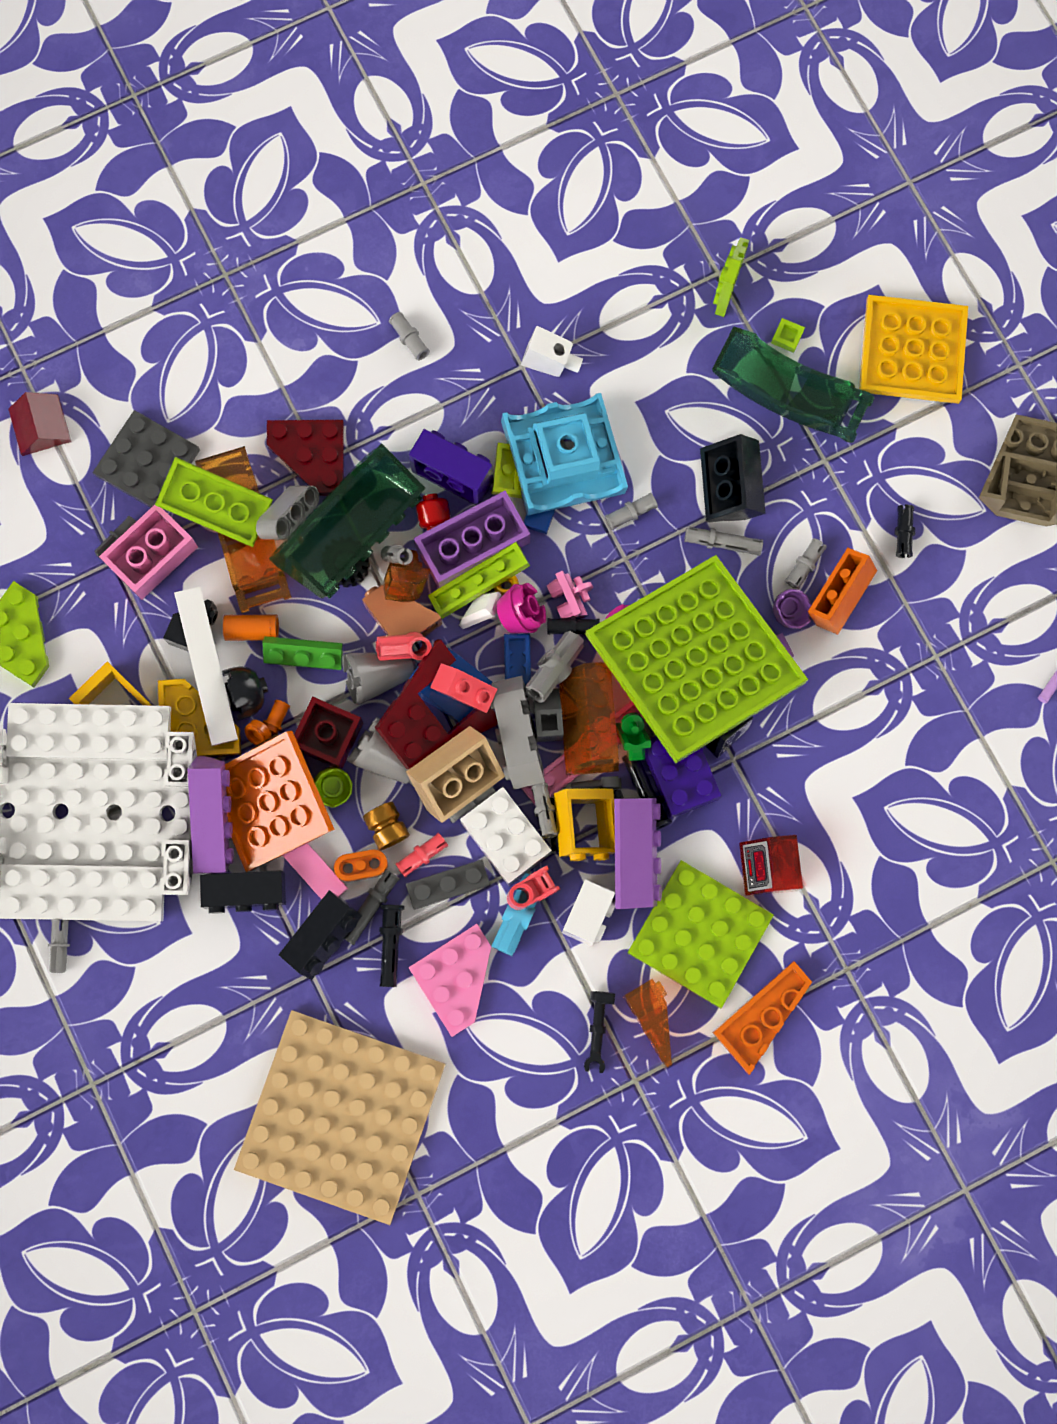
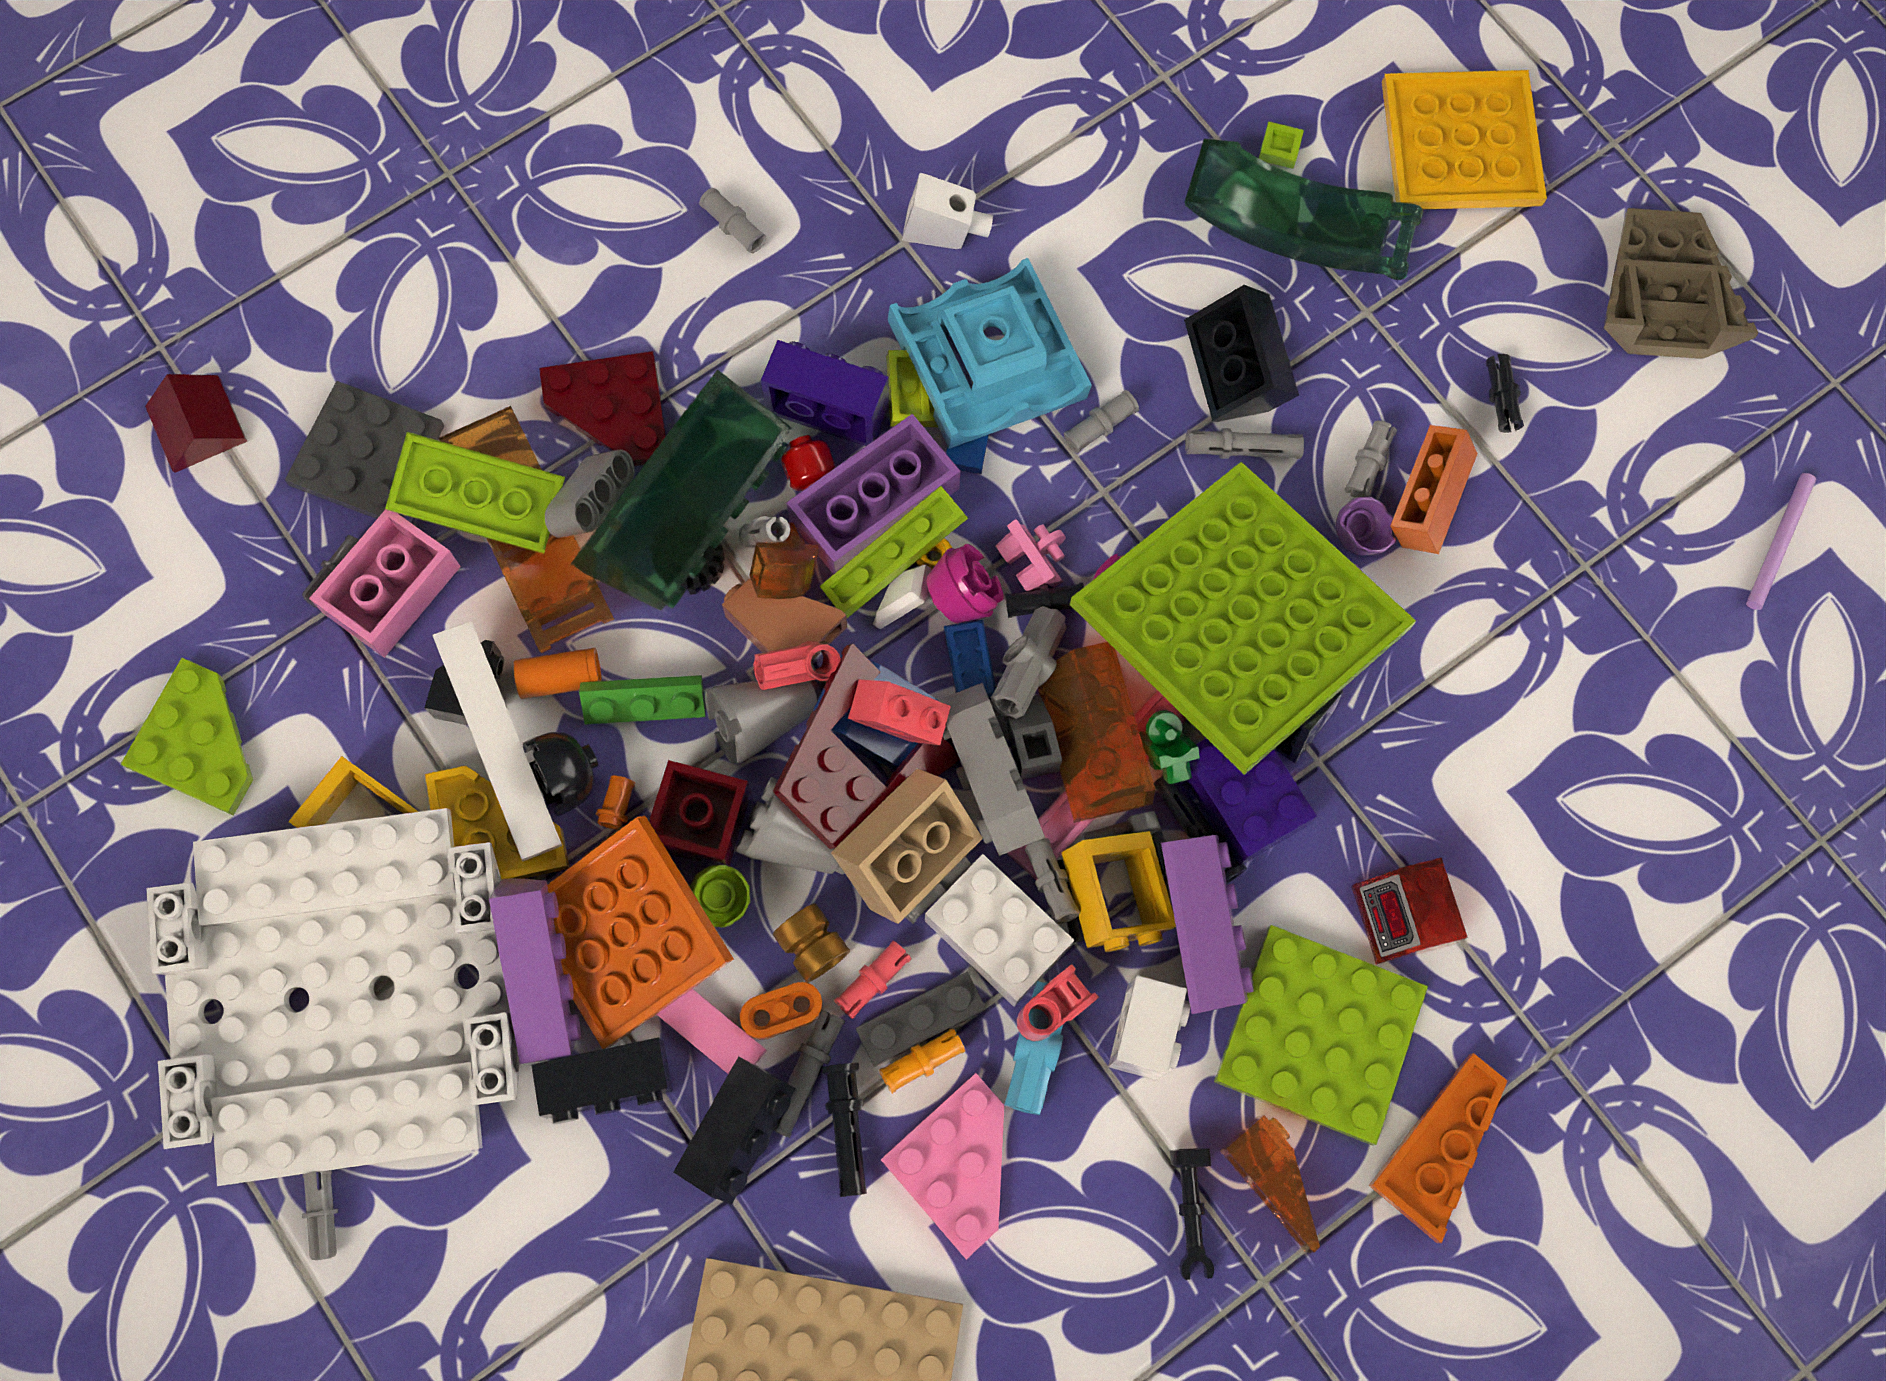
camera: 10 degrees left, 5 degrees down
(257, 732) = (589, 829): orange tile -> none
(444, 910) = (922, 1060): none -> light orange pin
(729, 276) = (1184, 74): lime plate -> none

